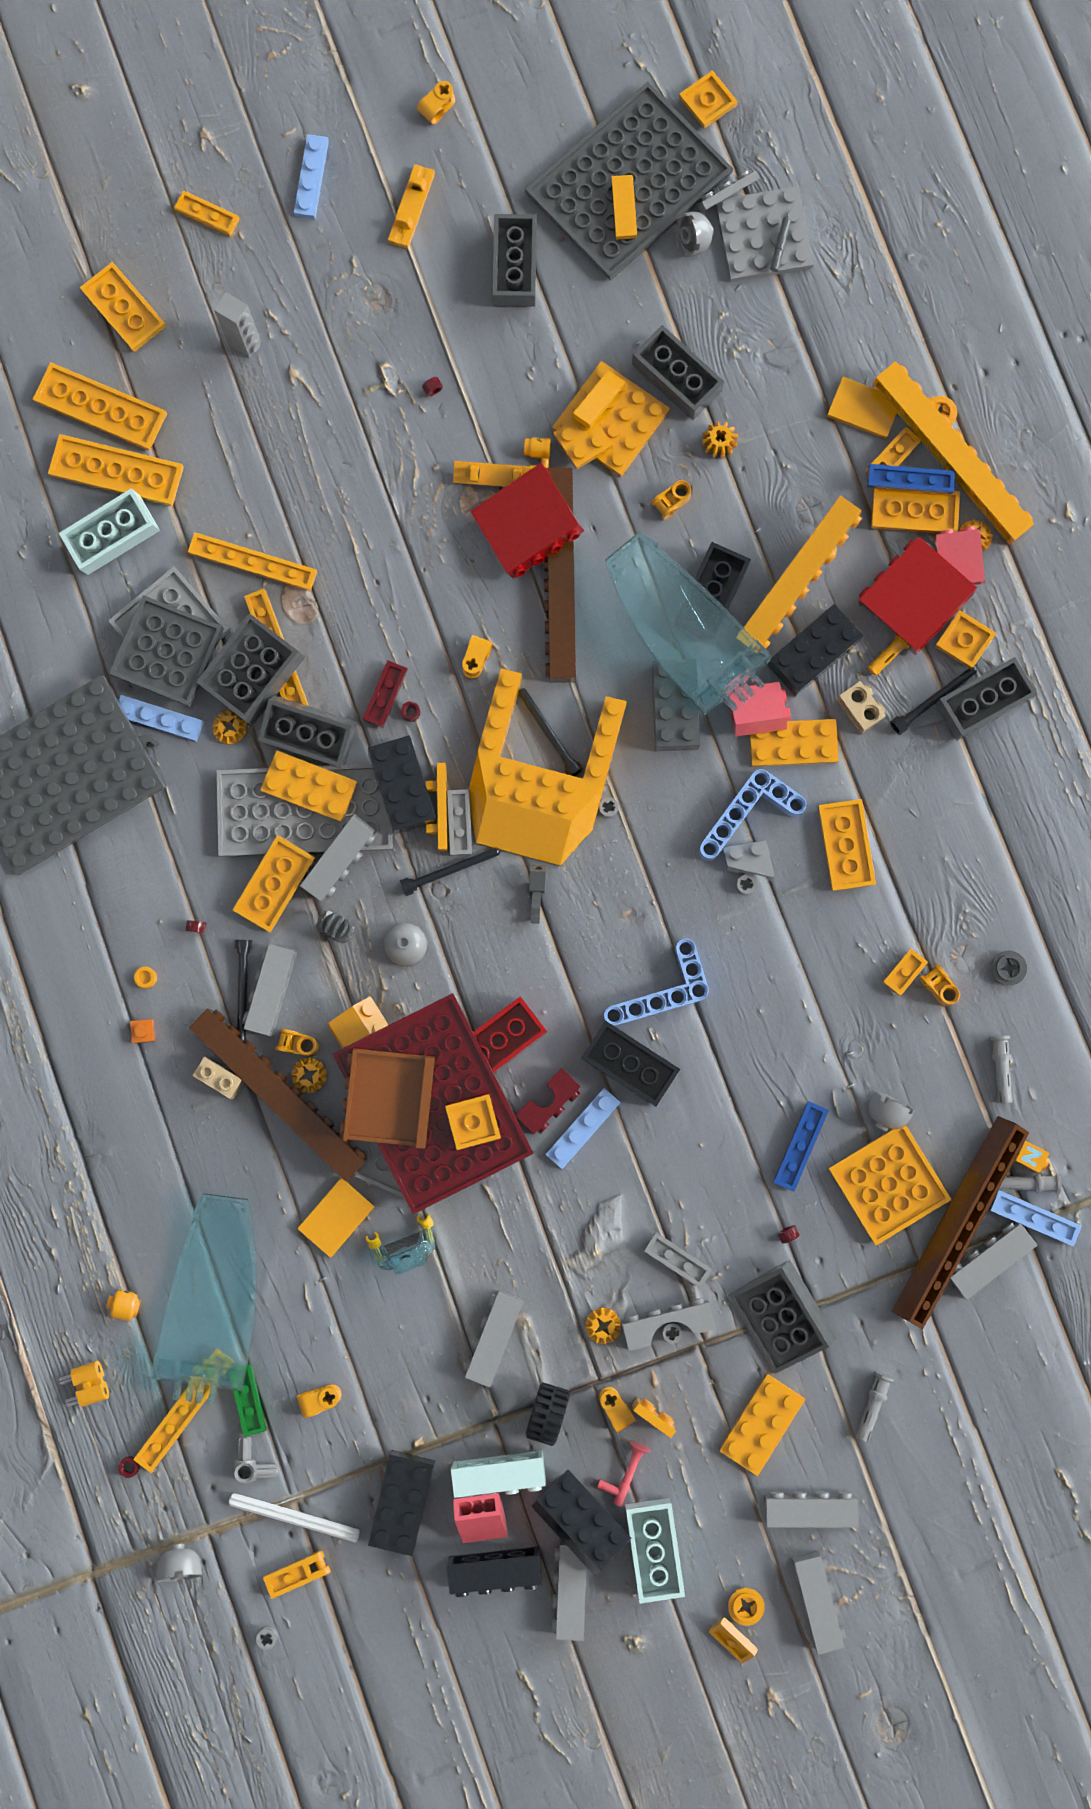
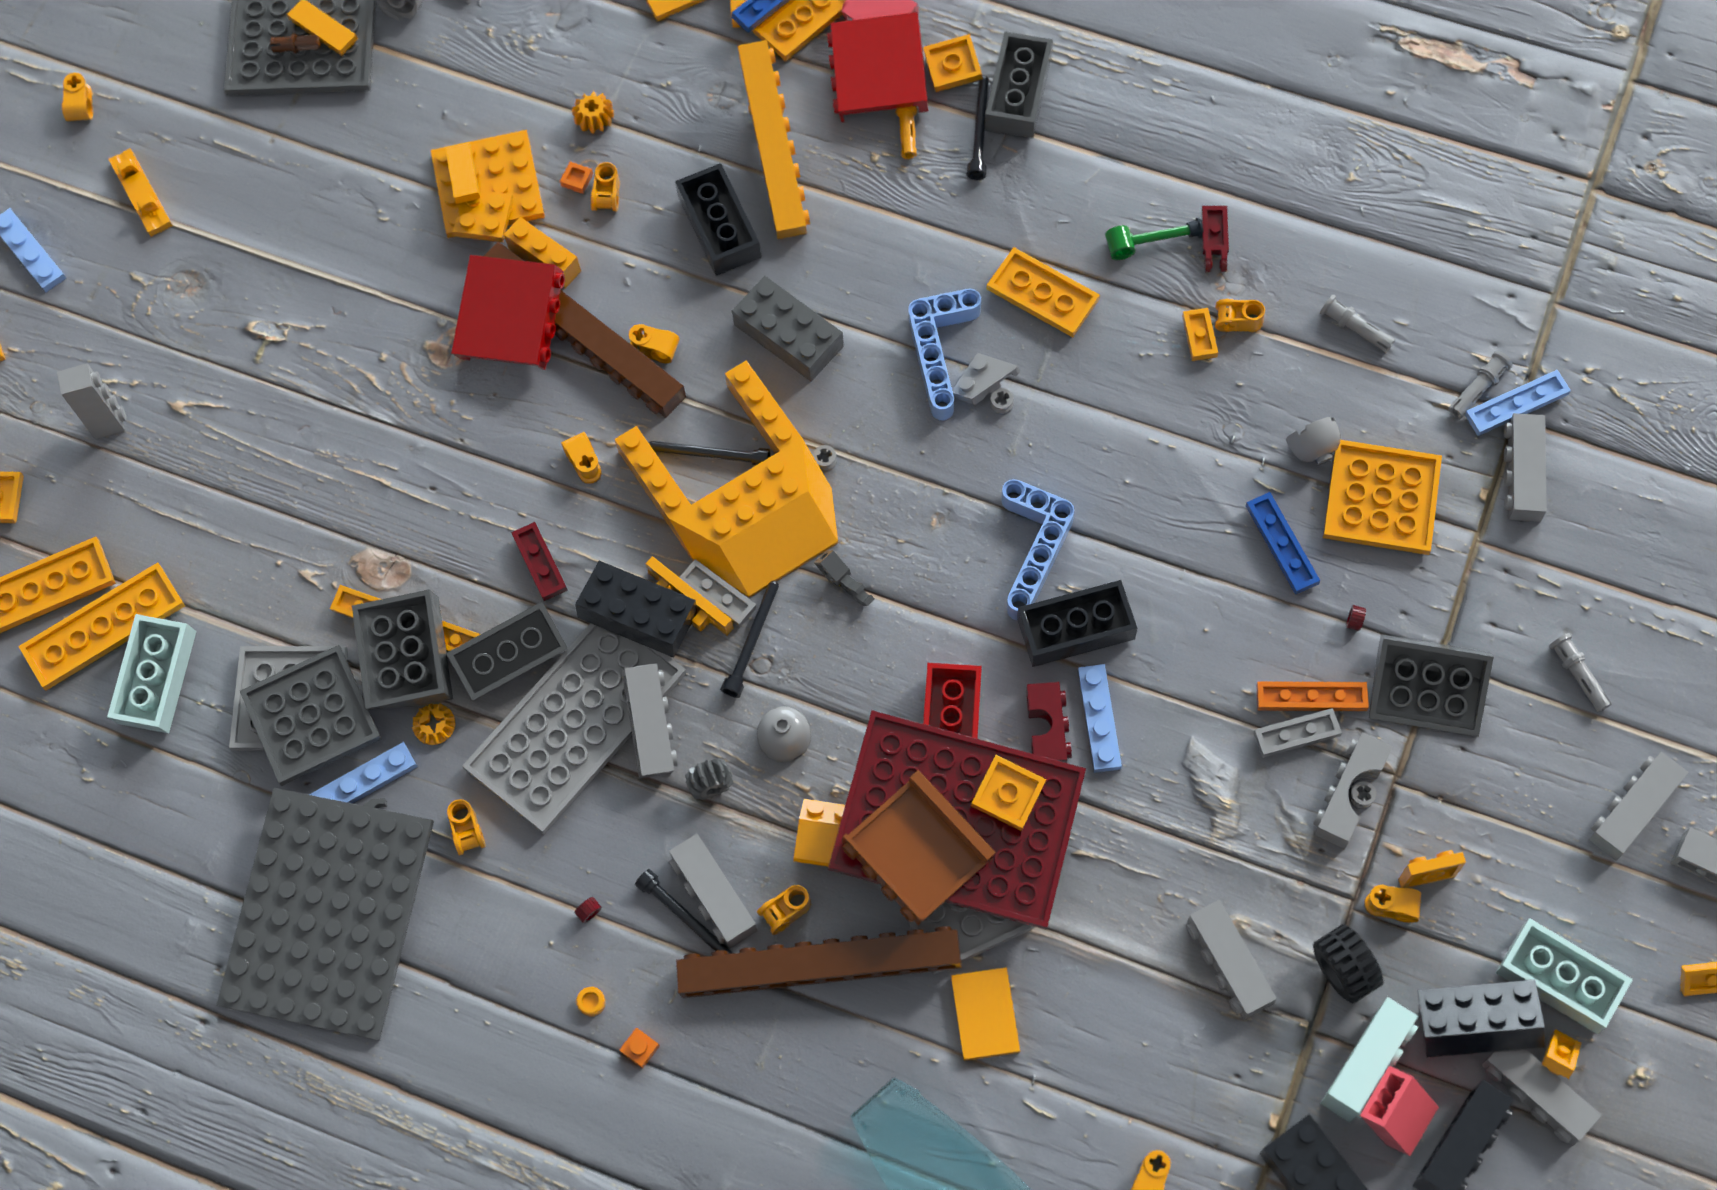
camera: 45 degrees left, 15 degrees down
(181, 809) = (467, 831): none -> light orange piece
(218, 1078) = (752, 1008): tan brick -> none
(252, 561) = (305, 576): light orange plate -> none
(274, 883) = (617, 801): light orange plate -> none
(309, 786) = (558, 694): light orange plate -> none
(318, 1078) = (818, 914): light orange gear -> none
(406, 1252) = (1077, 971): clear light blue torso -> none
(410, 705) = (576, 546): dark red axle -> none
(432, 386) = (311, 299): dark red axle -> none
(490, 473) = (431, 317): light orange hinge -> none
(514, 260) = (275, 144): dark grey brick -> none
(538, 448) = (452, 259): light orange piece -> none
(591, 501) = (537, 247): none -> light orange brick
(592, 633) = (655, 343): none -> light orange piece
(592, 1324) = (1294, 859): light orange gear -> none
(595, 202) = (295, 43): none -> reddish brown axle
(603, 1586) = (1561, 1054): none -> light orange plate
(620, 1492) = (1480, 965): coral piece -> none
(664, 472) = (576, 177): none -> orange plate
(677, 372) = (503, 97): dark grey brick -> none
(685, 626) = (729, 256): clear light blue windscreen -> none
(710, 1249) = (1311, 696): none -> orange plate
(742, 1616) = (1696, 934): light orange gear -> none
(761, 712) = (855, 264): coral brick -> none
(762, 1424) = (1518, 786): light orange plate -> none
(799, 744) = (912, 264): light orange plate -> none
(815, 650) = (847, 182): black brick -> none
(855, 710) = (932, 192): tan brick -> none
(928, 866) = (1122, 242): none -> green piece
(960, 1222) = (1470, 464): reddish brown brick -> none
(987, 921) = (1215, 235): none -> dark red hinge
(1014, 959) = (1267, 242): dark grey gear -> none
(1032, 1157) = (1458, 362): light orange brick -> none

